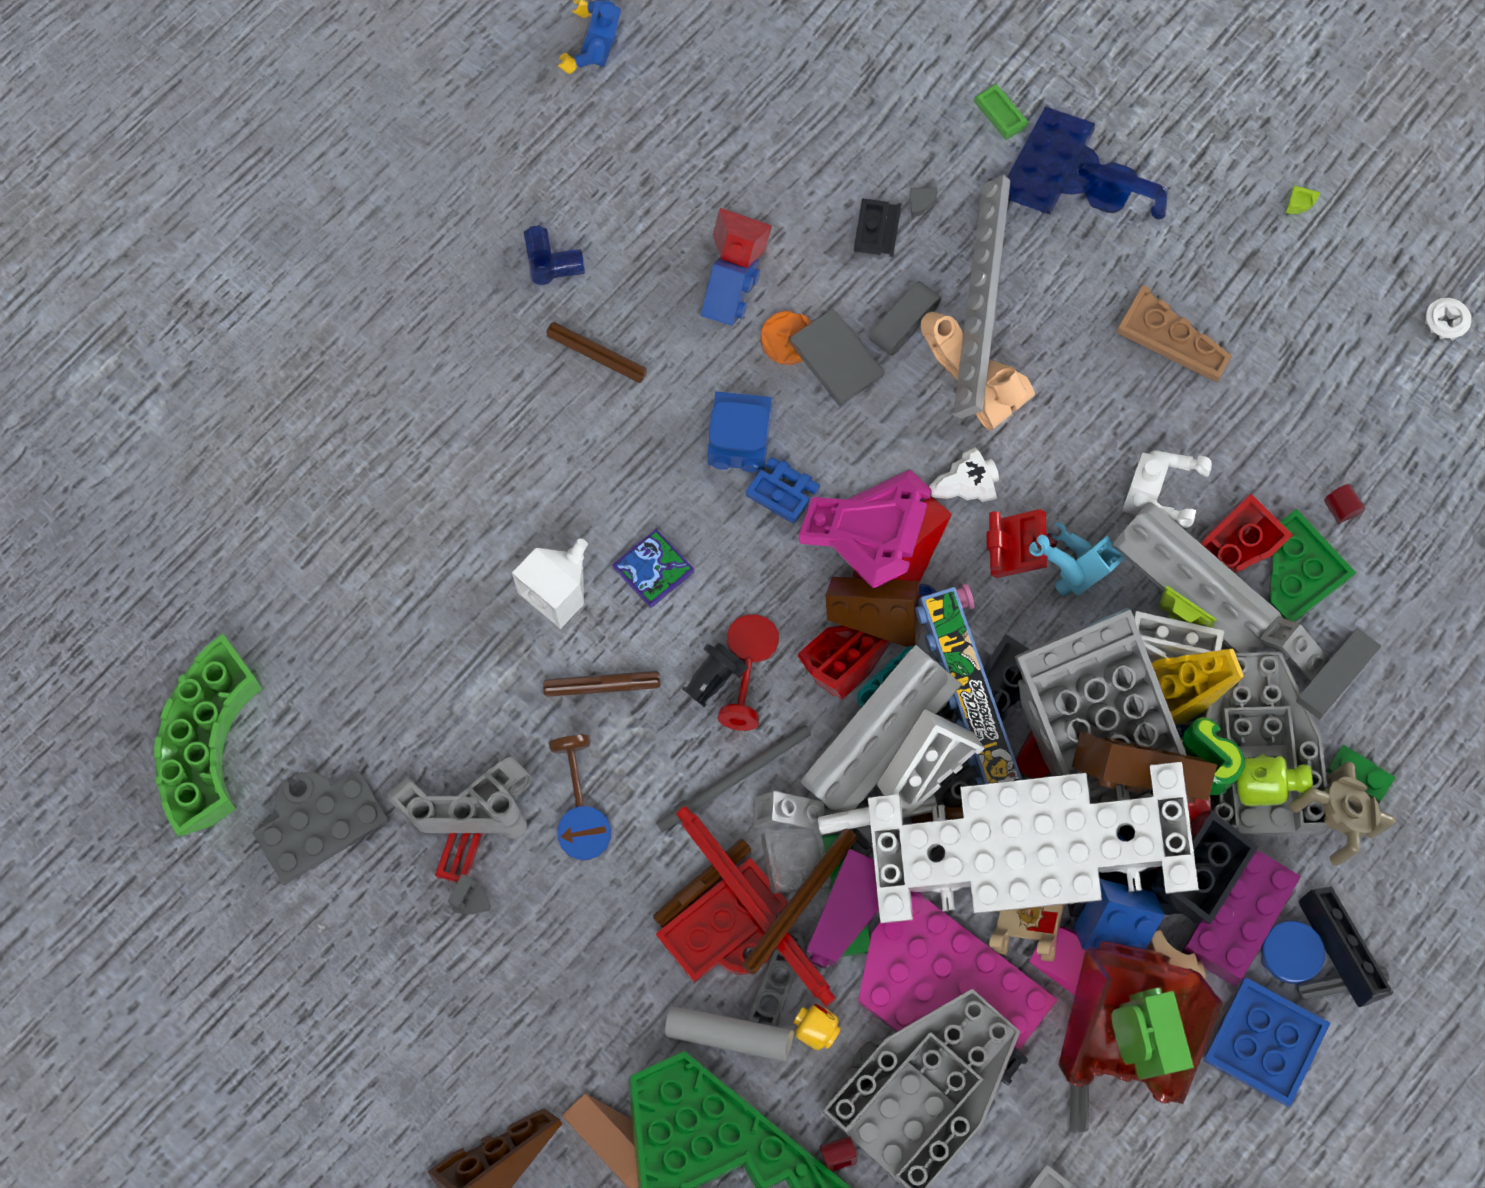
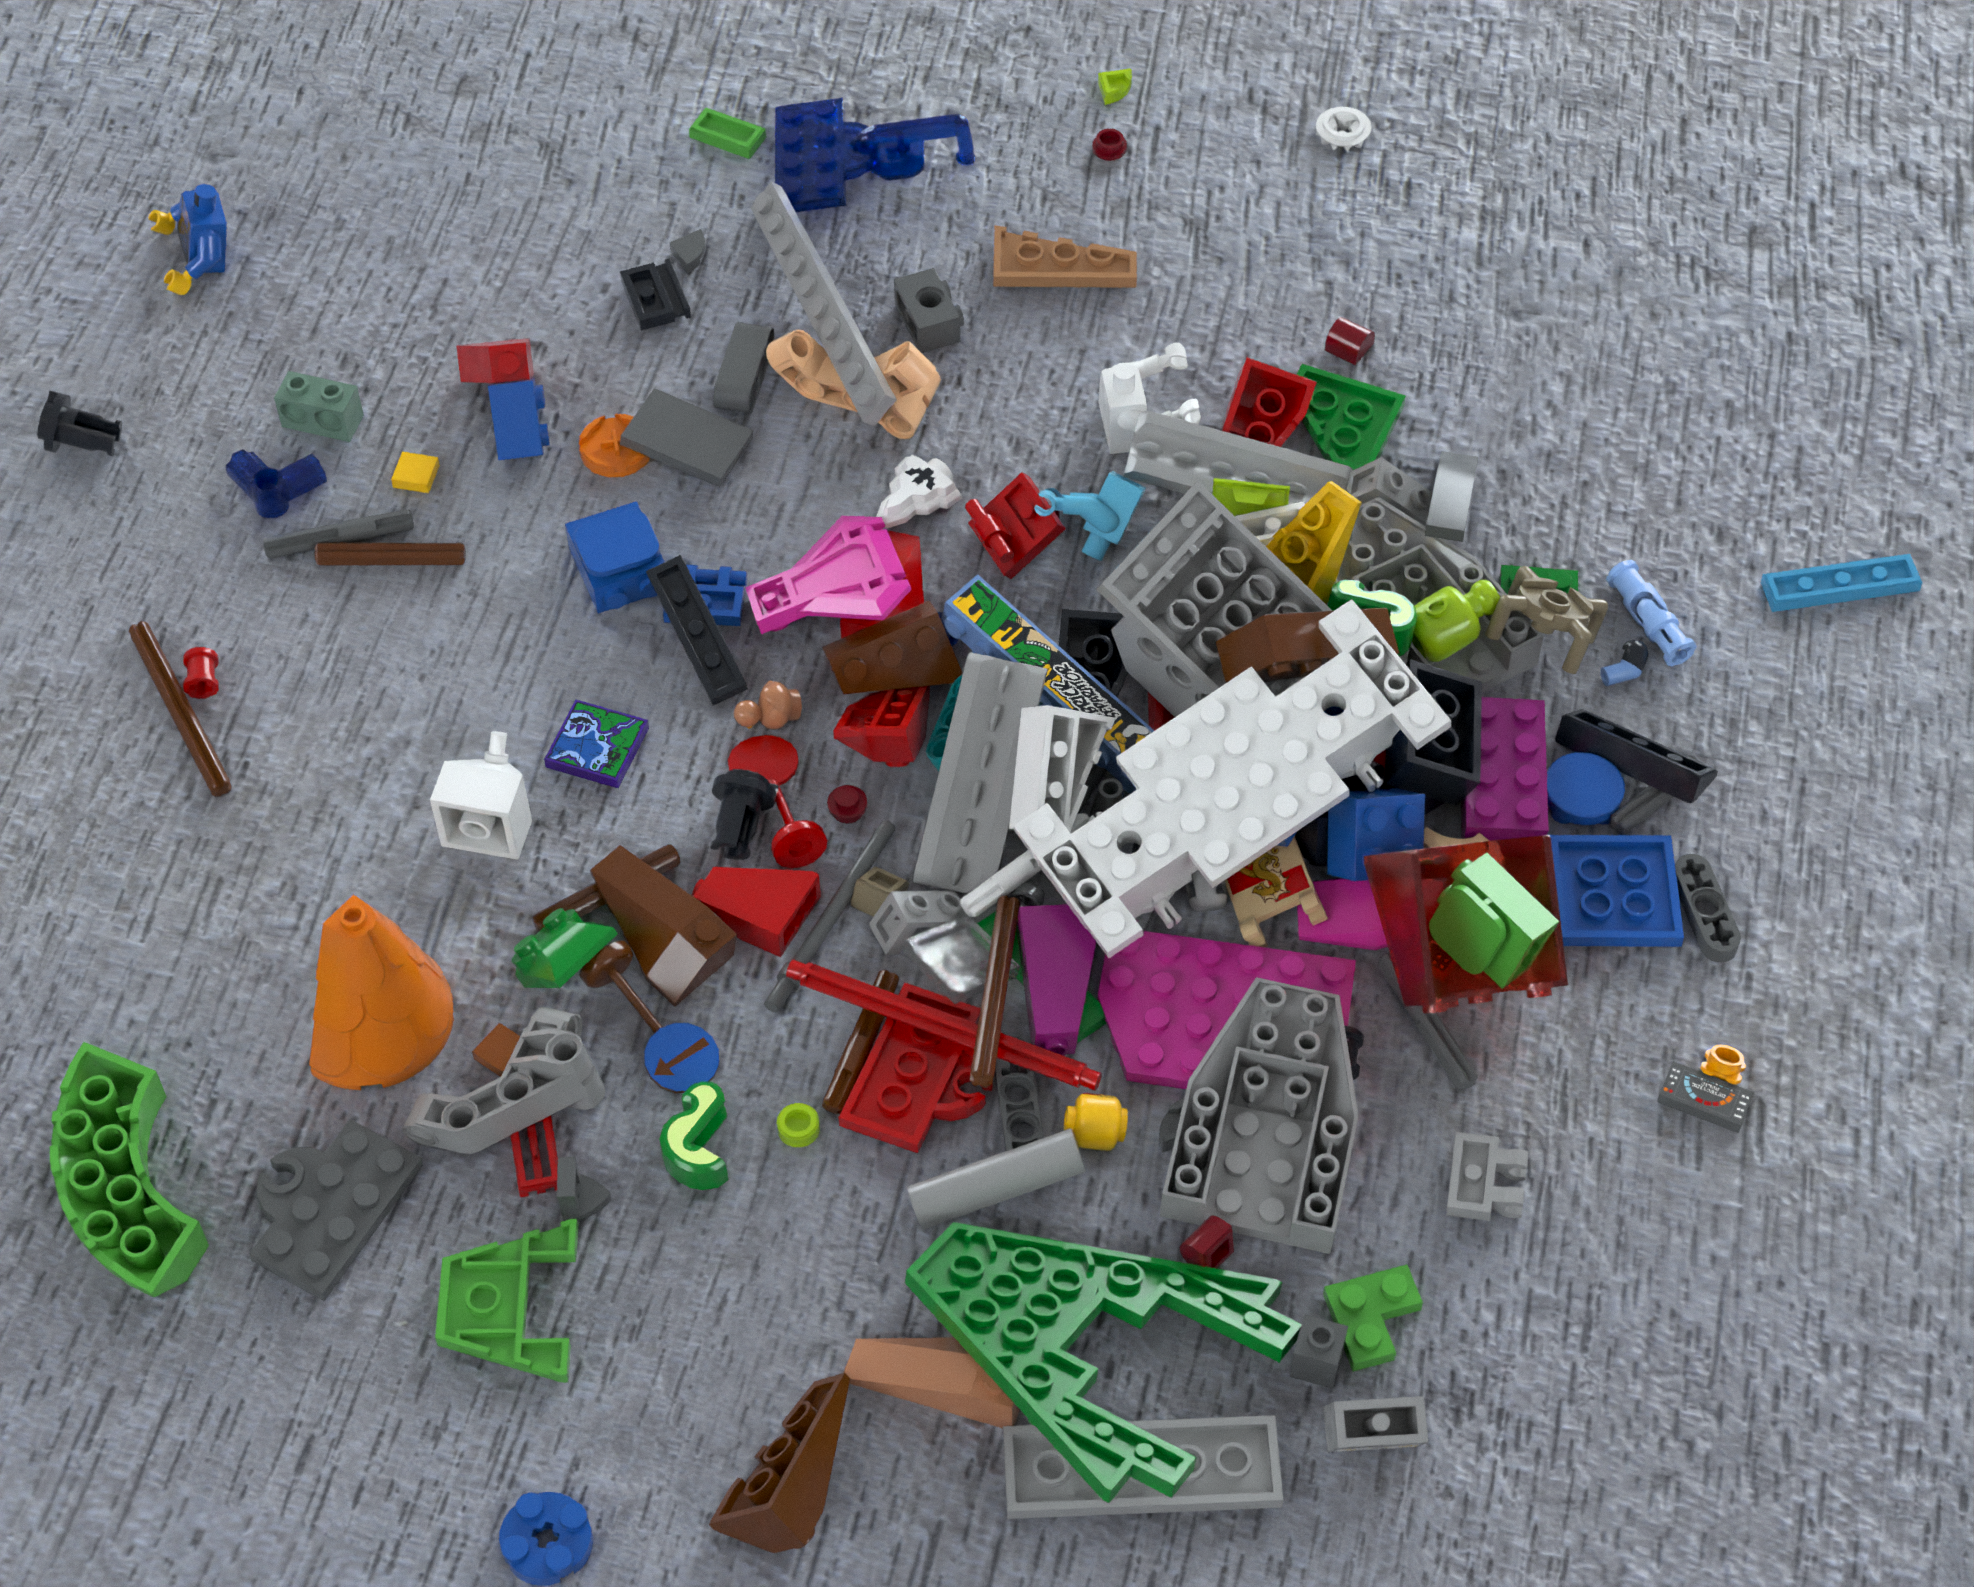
camera: 30 degrees left, 15 degrees down
(328, 1105) = (534, 1515): none -> blue plate
(375, 944) = (487, 1297): none -> bright green wing
(406, 405) = (180, 709): none -> reddish brown axle
(412, 702) = (377, 1002): none -> orange cone
(430, 386) = (200, 672): none -> red bush
(435, 147) = (75, 427): none -> black piece
(474, 765) = (496, 1049): none -> dark orange tile
(545, 719) = (559, 949): none -> green slope
(557, 892) = (689, 1132): none -> green animal
(571, 319) = (340, 532): none -> dark grey axle
(607, 212) = (319, 406): none -> sand green brick
(619, 735) = (666, 927): none -> reddish brown wedge
(630, 921) = (798, 1125): none -> lime tile
(645, 294) = (415, 472): none -> yellow tile
(689, 747) = (760, 904): none -> red slope
(759, 518) = (696, 630): none -> black plate
(774, 776) = (874, 888): none -> dark tan slope
(779, 604) = (774, 708): none -> nougat animal
(789, 699) = (847, 803): none -> dark red plate
(1055, 348) = (928, 310): none -> dark grey brick
(1266, 252) = (1109, 144): none -> dark red plate
(1326, 1112) = (1702, 924): none -> dark grey beam
(1388, 871) = (1630, 666): none -> arm
(1425, 841) = (1647, 610): none -> light blue piece

